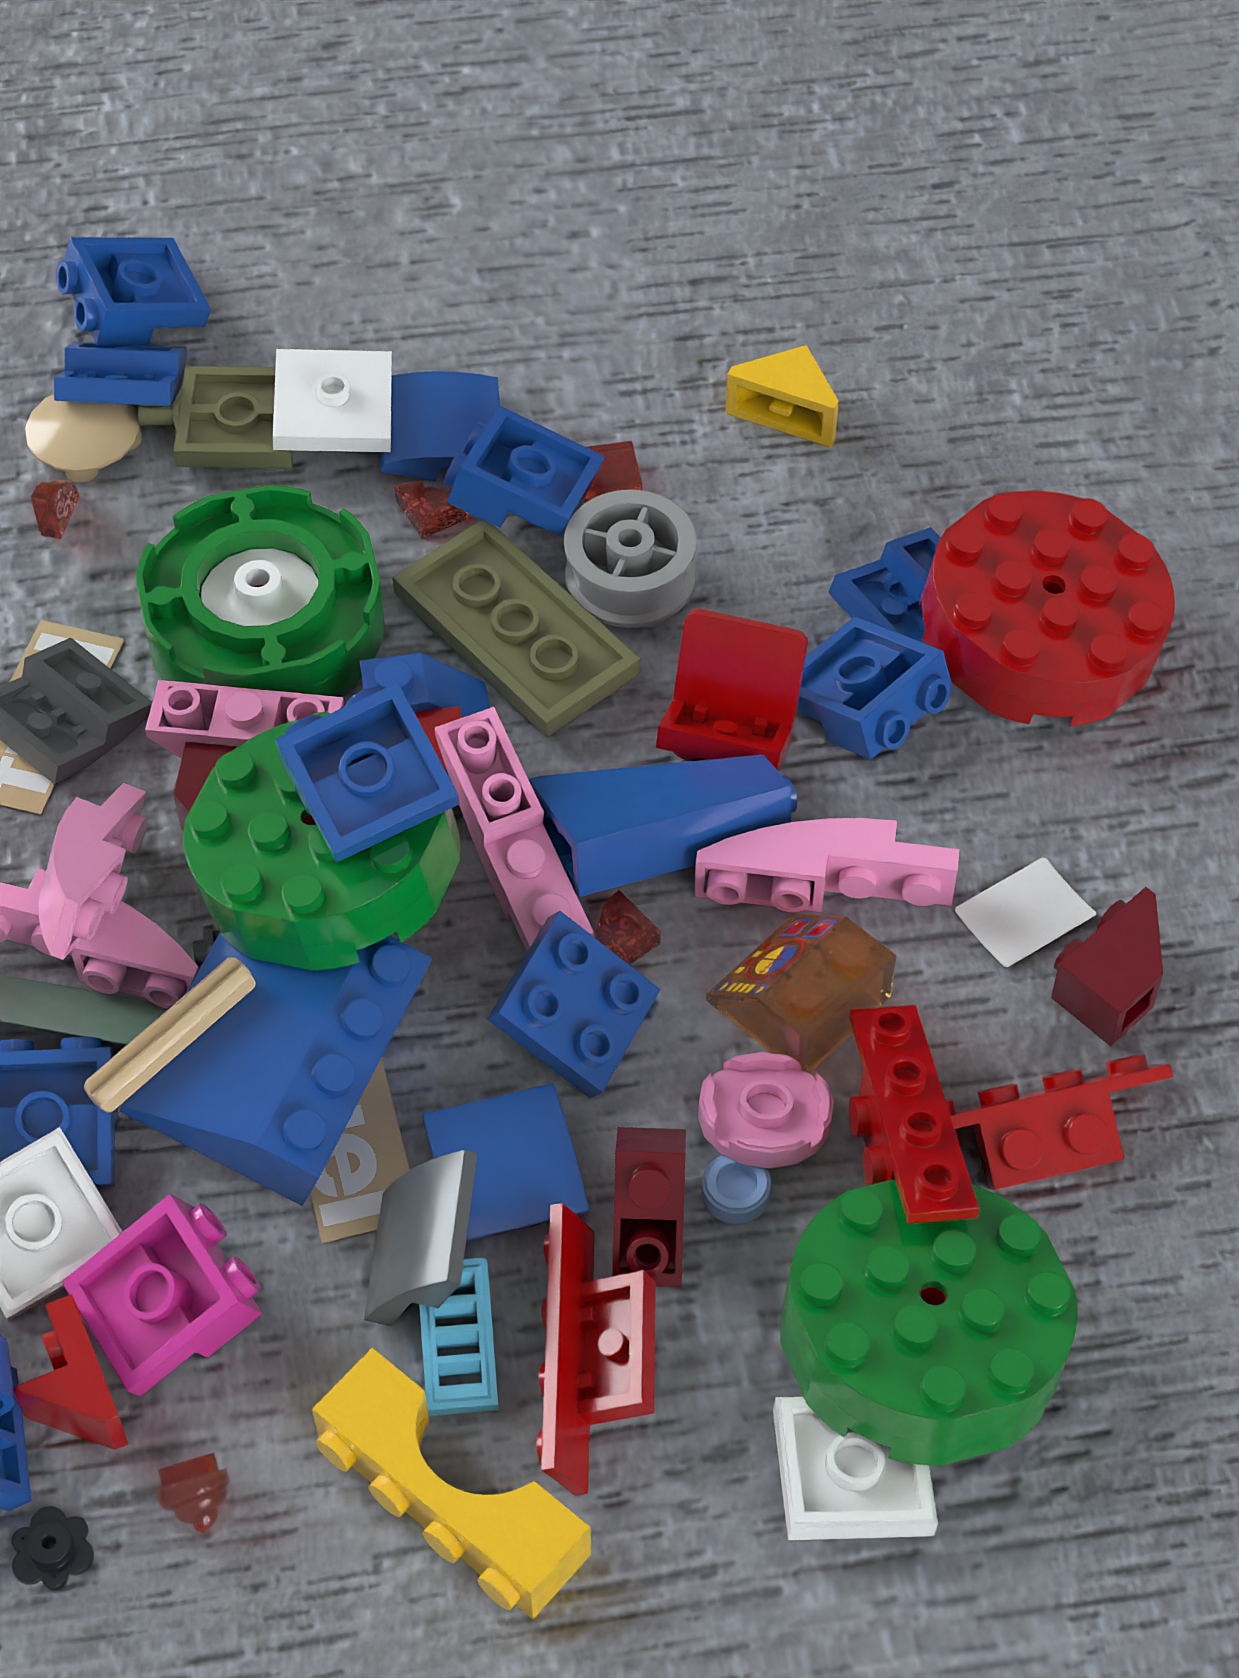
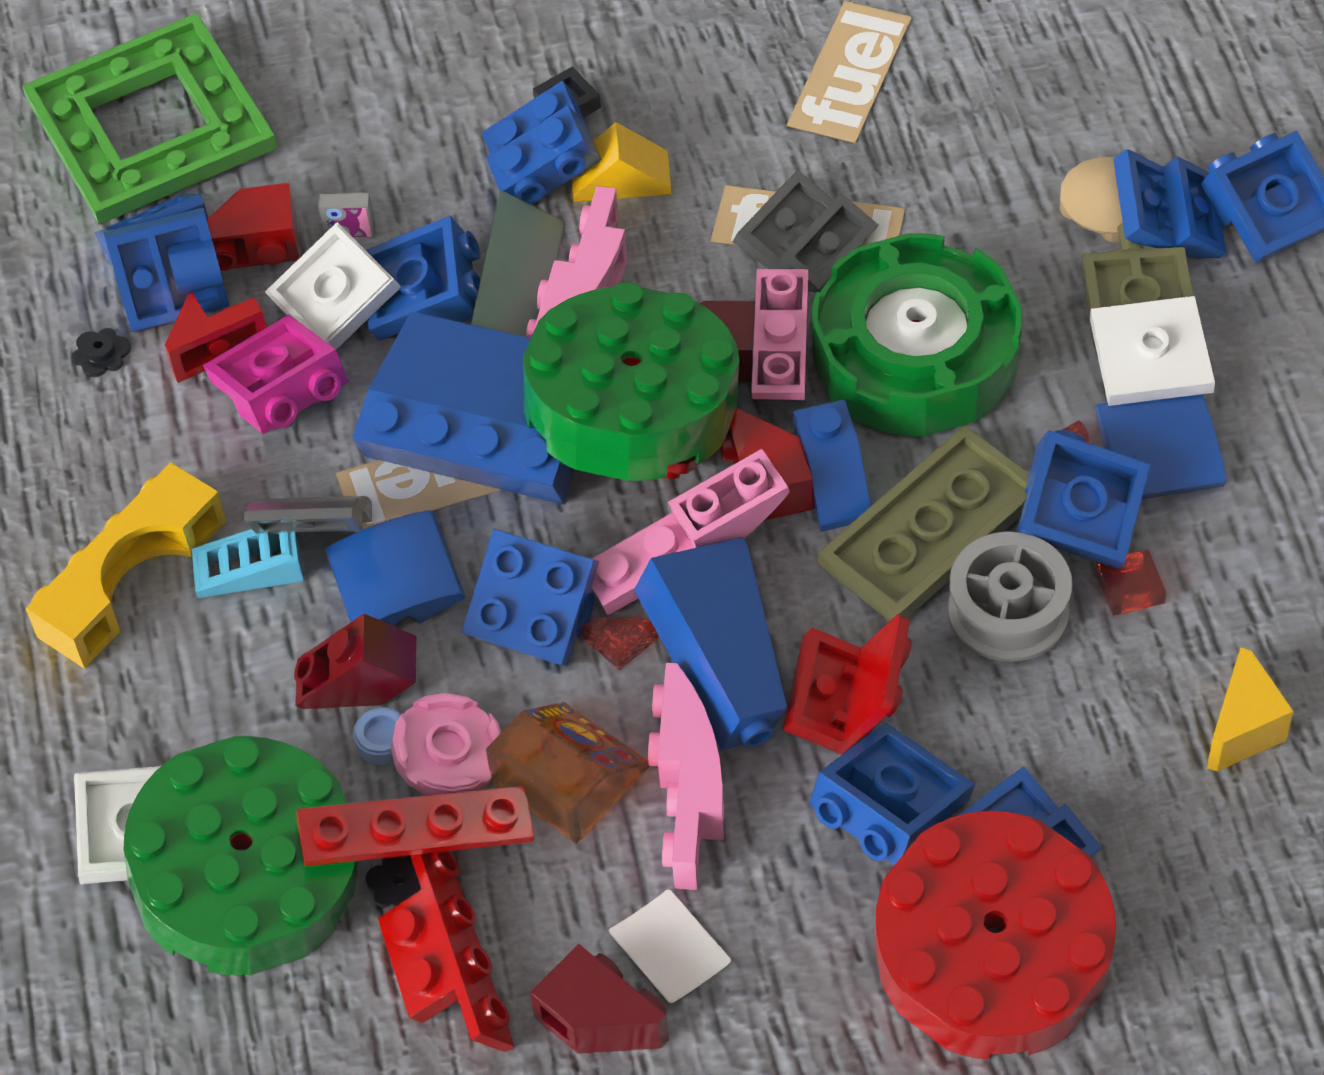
camera: 90 degrees right, 0 degrees up
(54, 506) = (1018, 190): clear red tile -> none
(86, 867) = (600, 238): bright pink slope -> none
(169, 1035) = (463, 323): tan axle -> none
(194, 1490) = (132, 416): clear red plate -> none
(365, 770) = (641, 362): blue plate -> none
(595, 1349) = (231, 637): red bracket -> none

